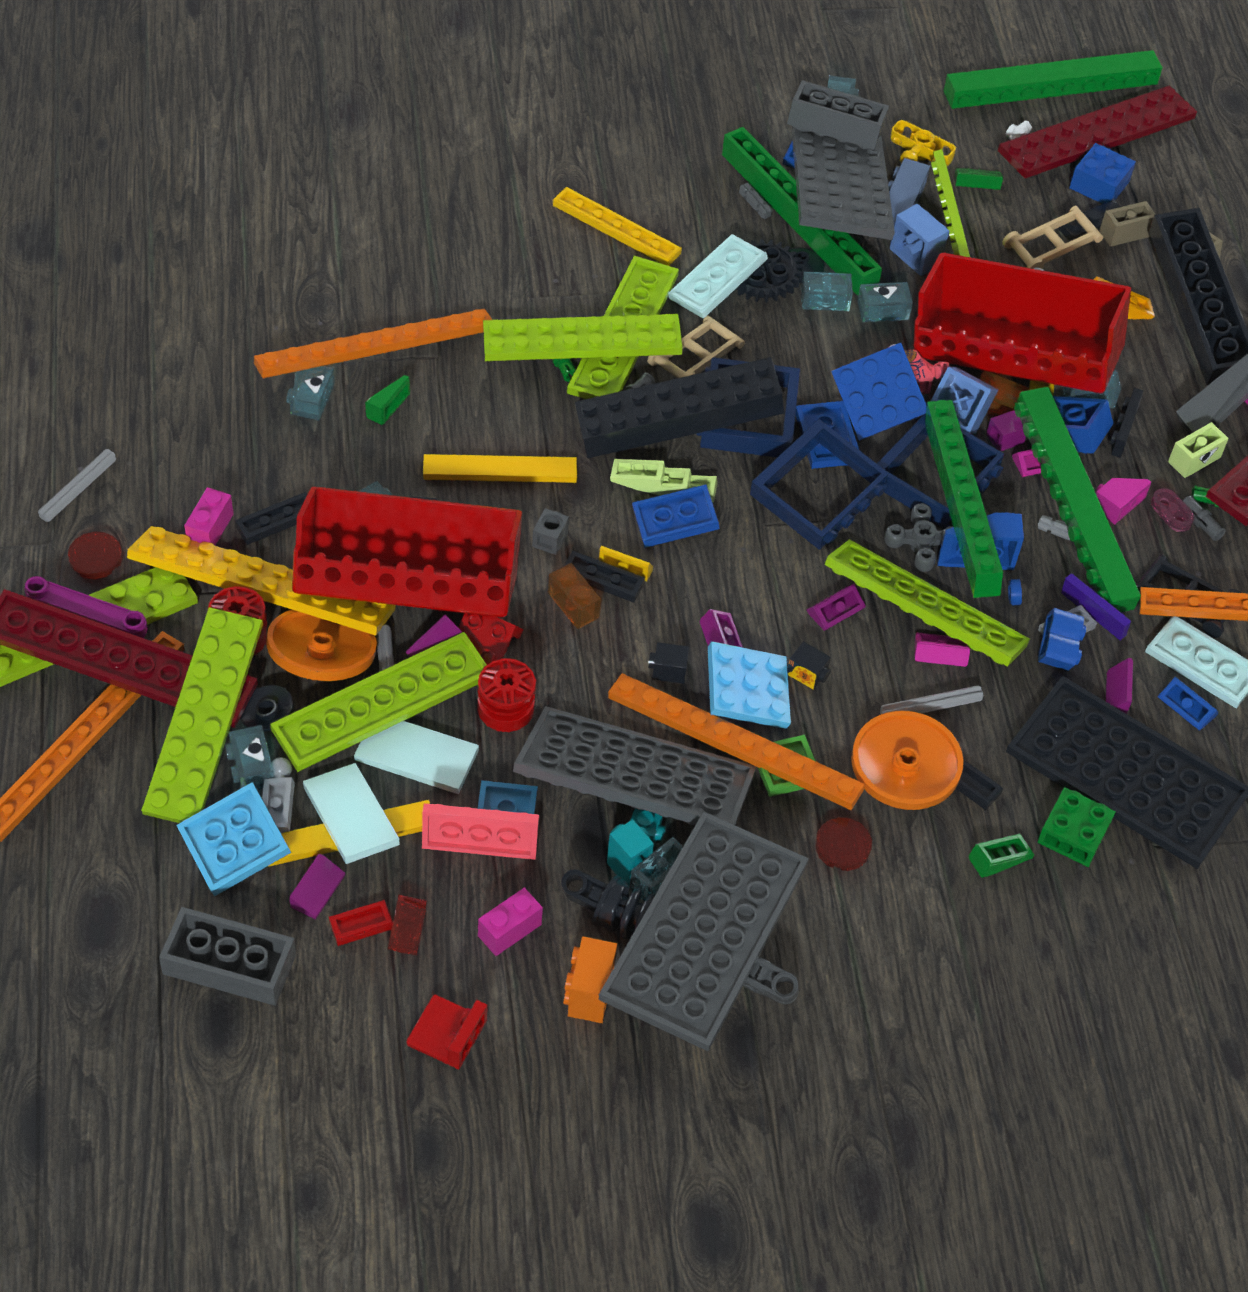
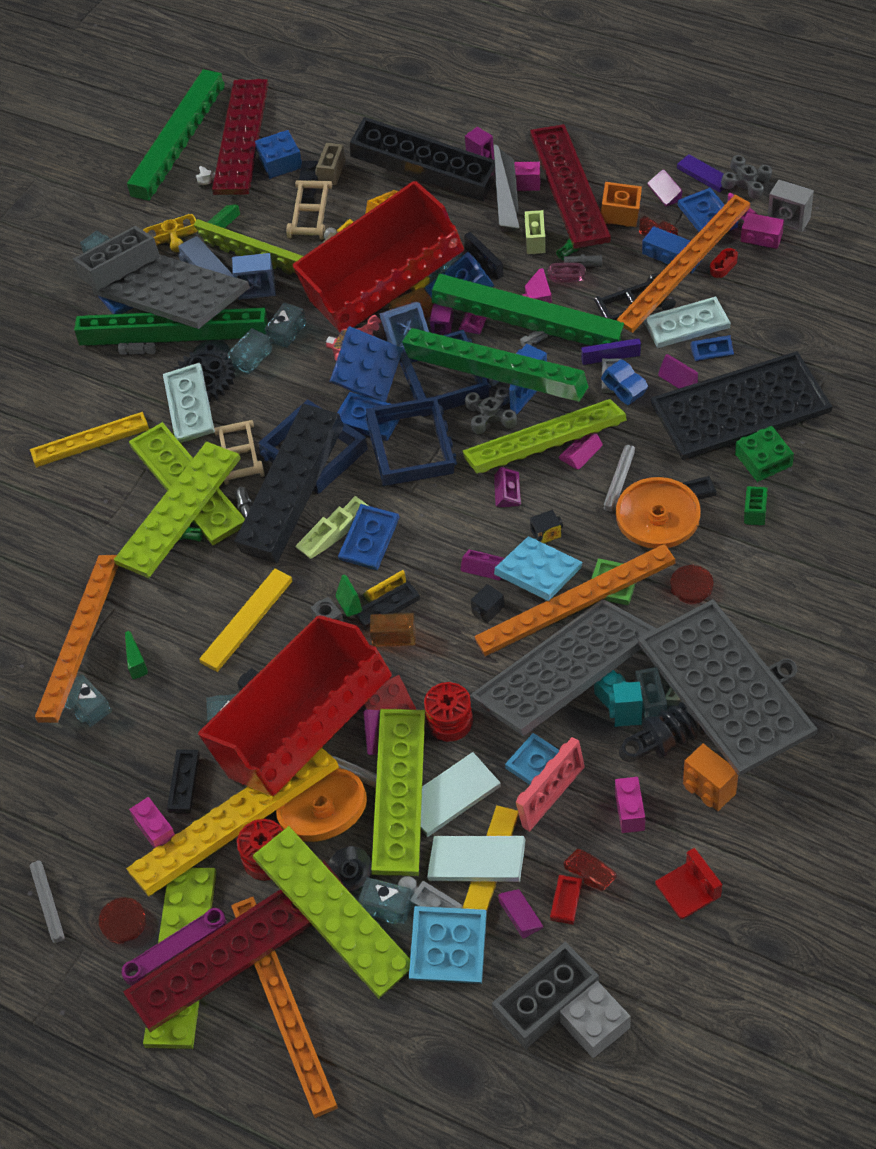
camera: 45 degrees left, 0 degrees up
(230, 1017) = (595, 1019): none -> light grey brick
(586, 537) = (348, 597): none -> green slope

